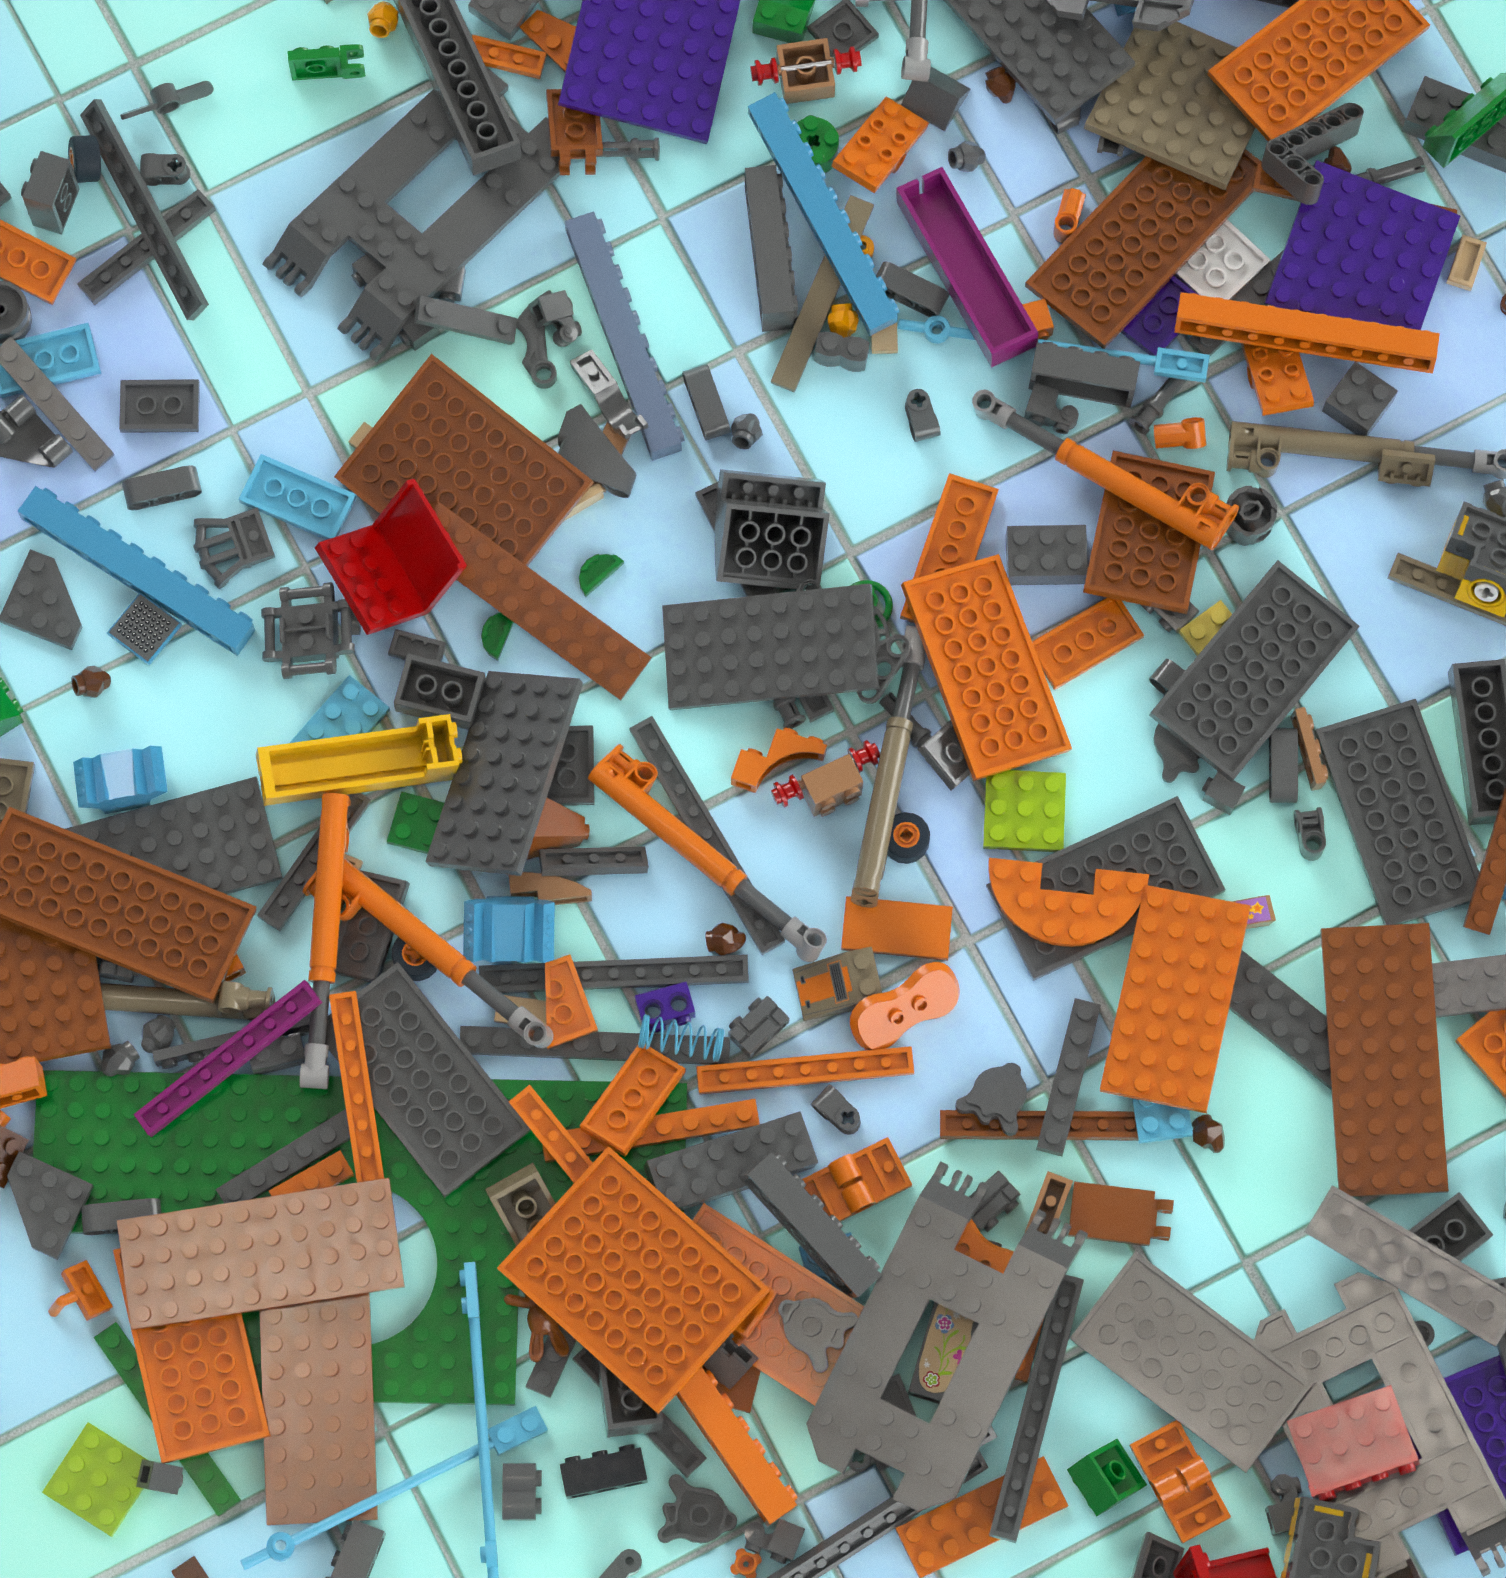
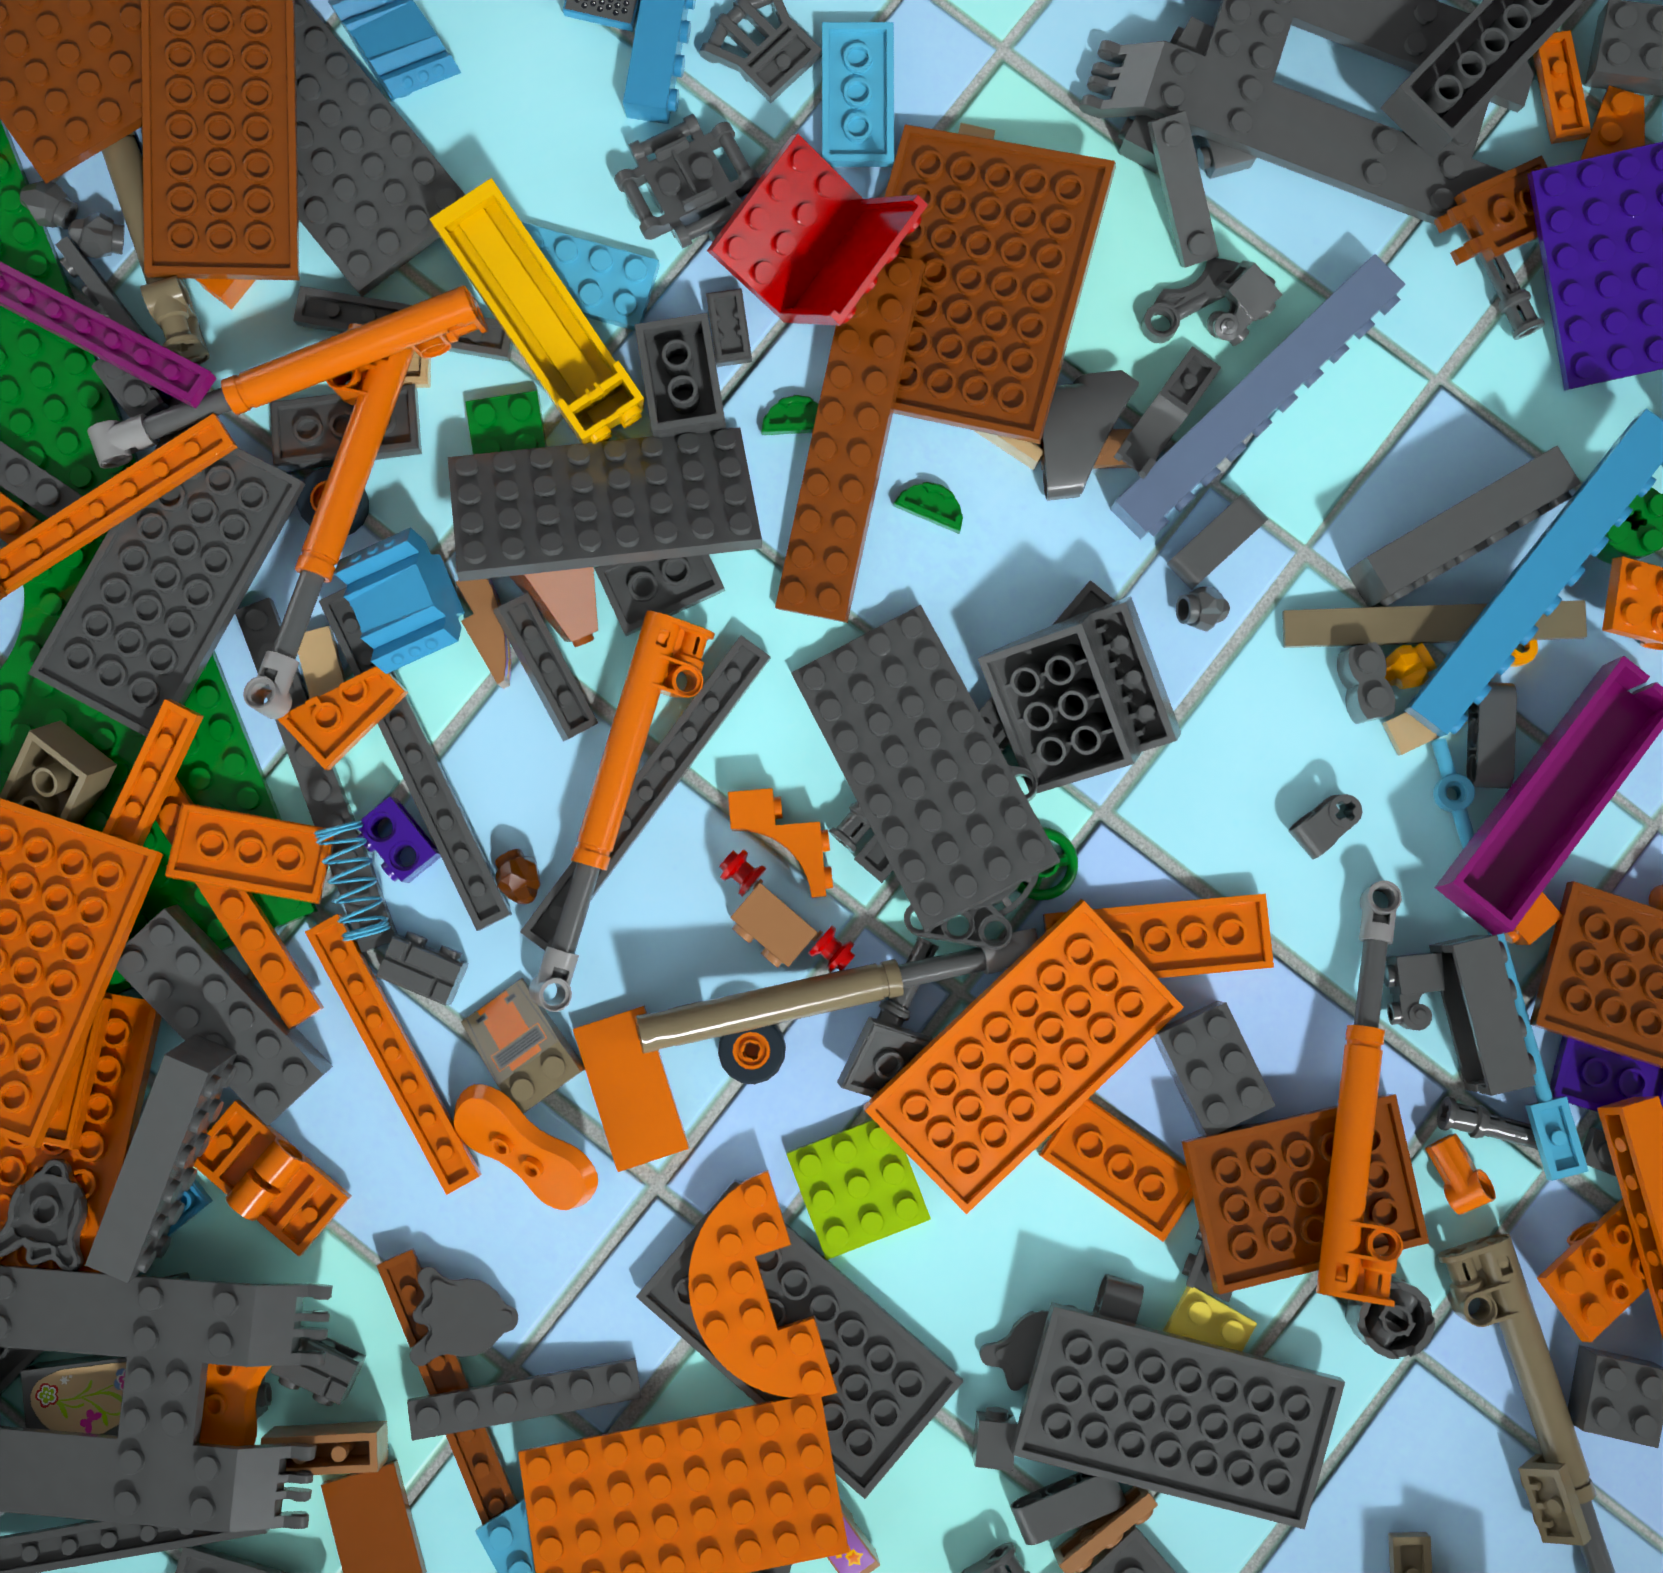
camera: 65 degrees right, 10 degrees up
(834, 1107) = (357, 1111): dark grey piece -> none

